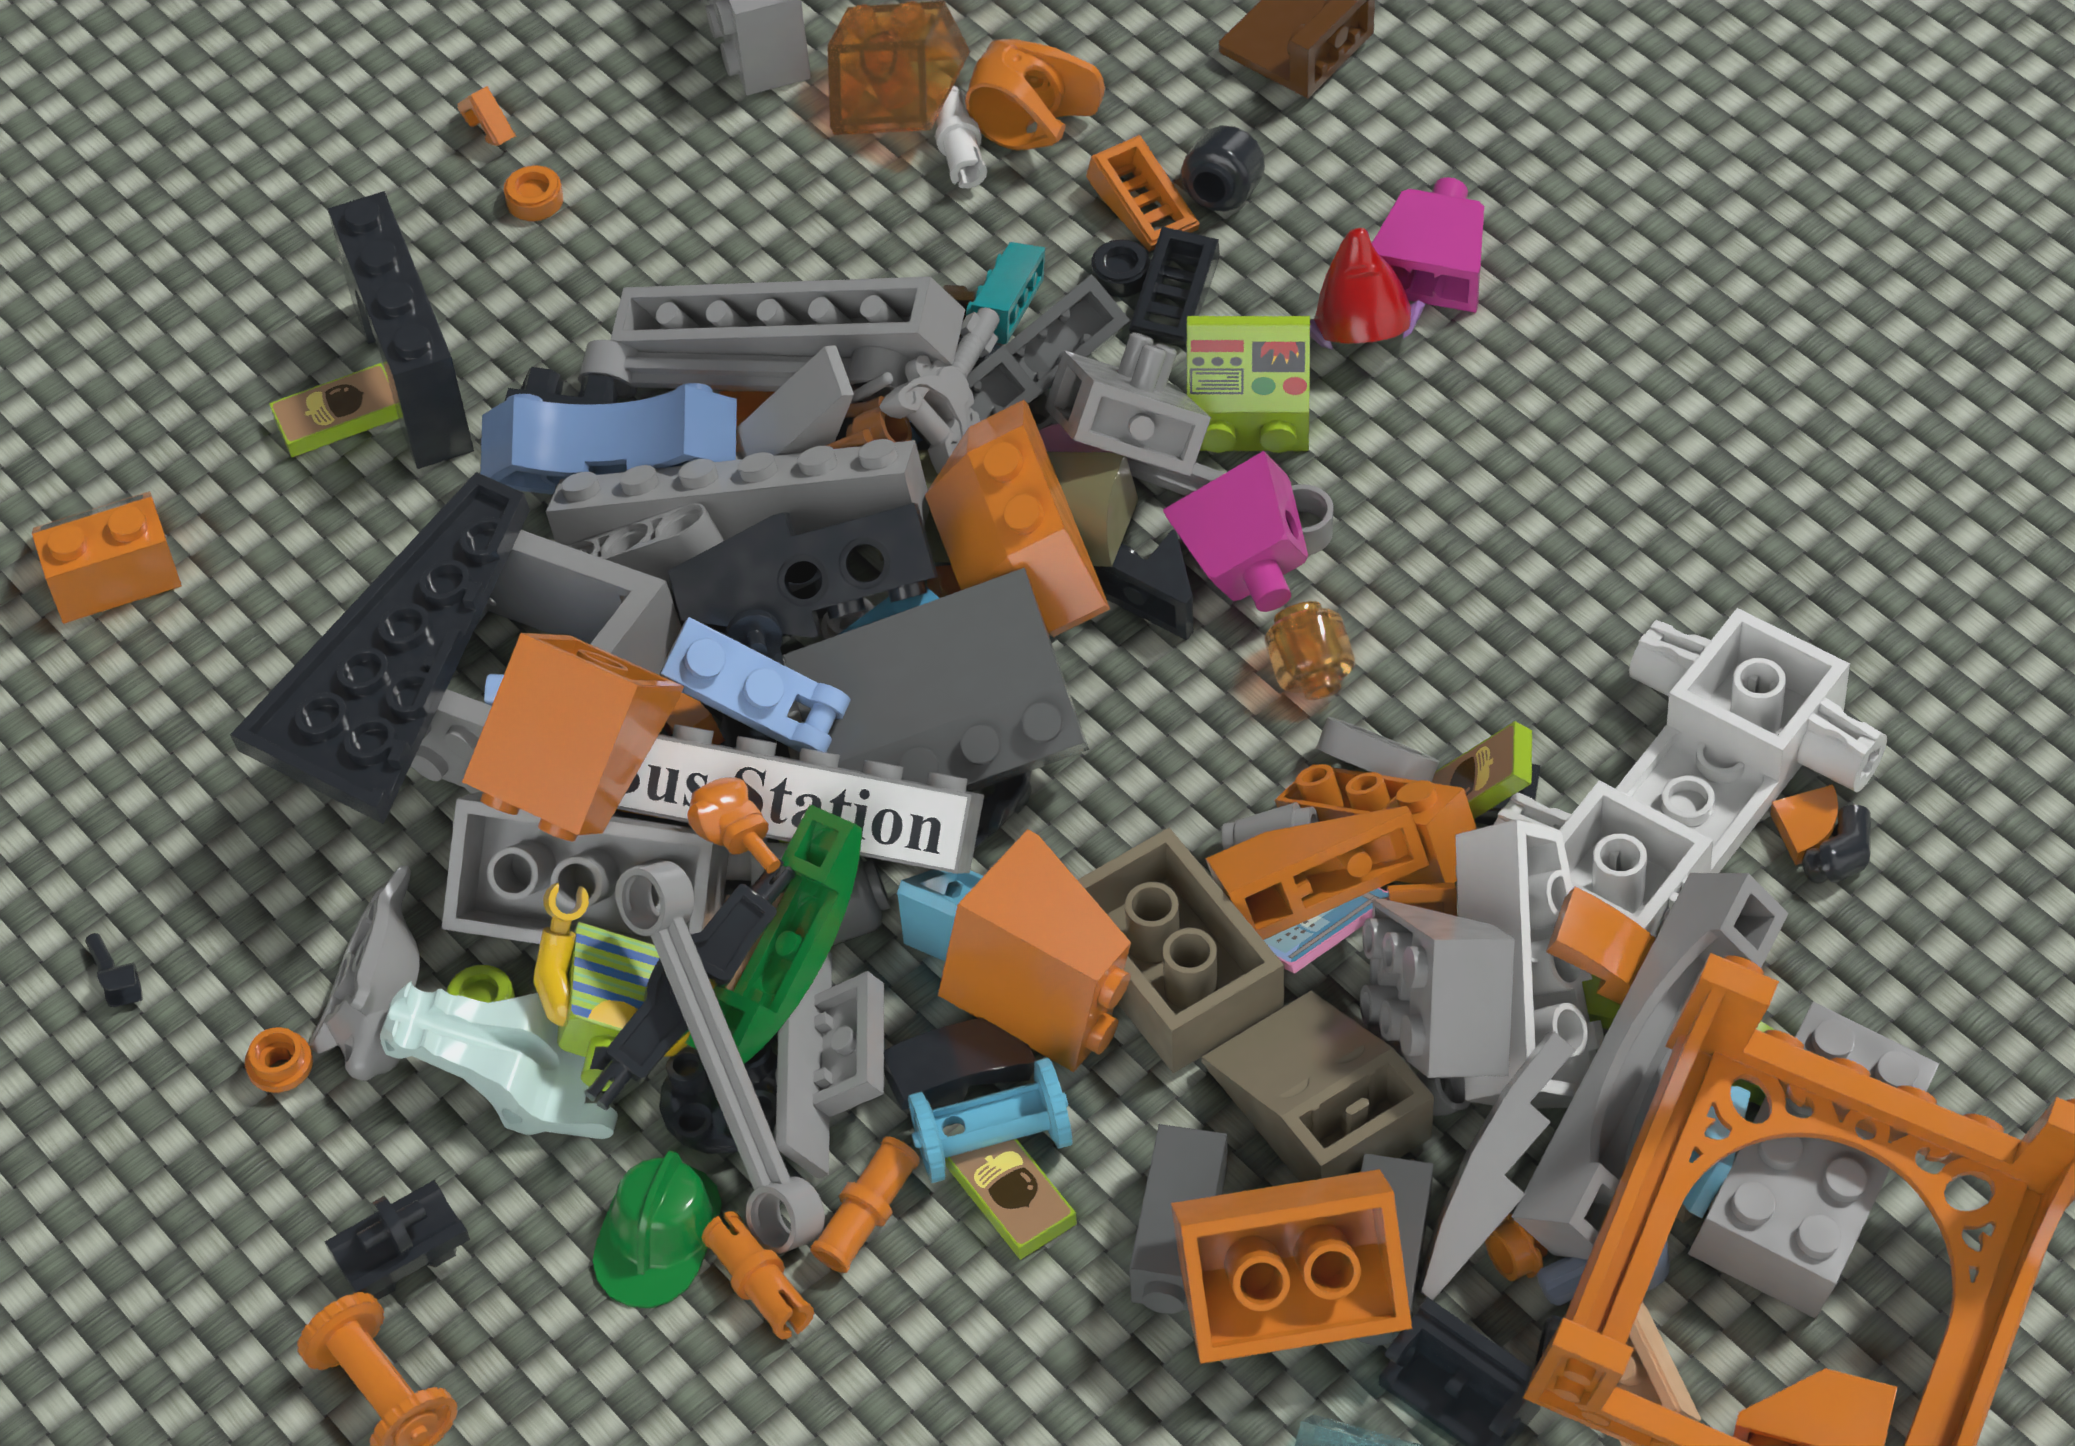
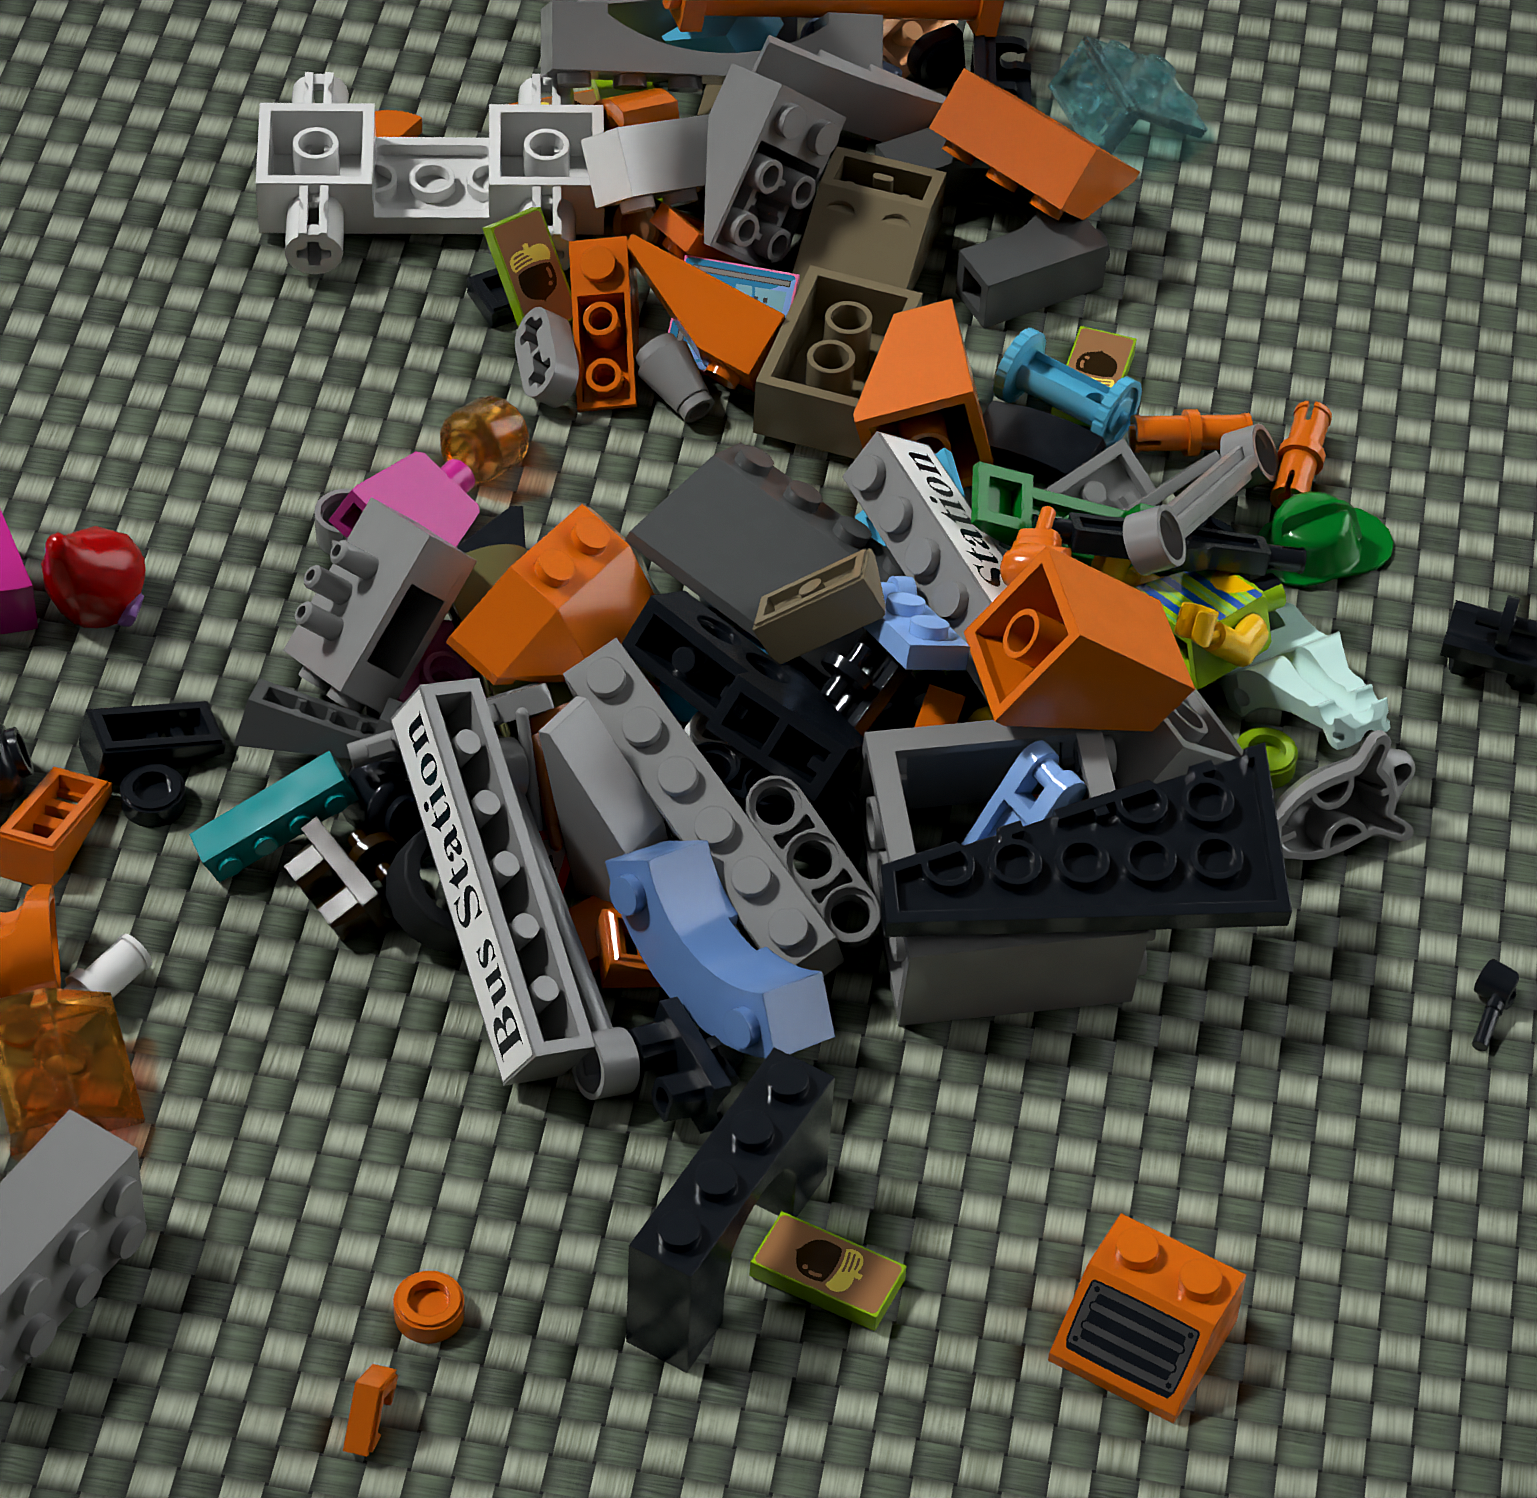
camera: 135 degrees left, 5 degrees down
(273, 1046) = (1446, 835): orange plate -> none
(820, 629) = (820, 607): none -> dark tan slope
(1251, 381) = (244, 593): lime slope -> none
(1844, 853) = (409, 97): black arm -> none

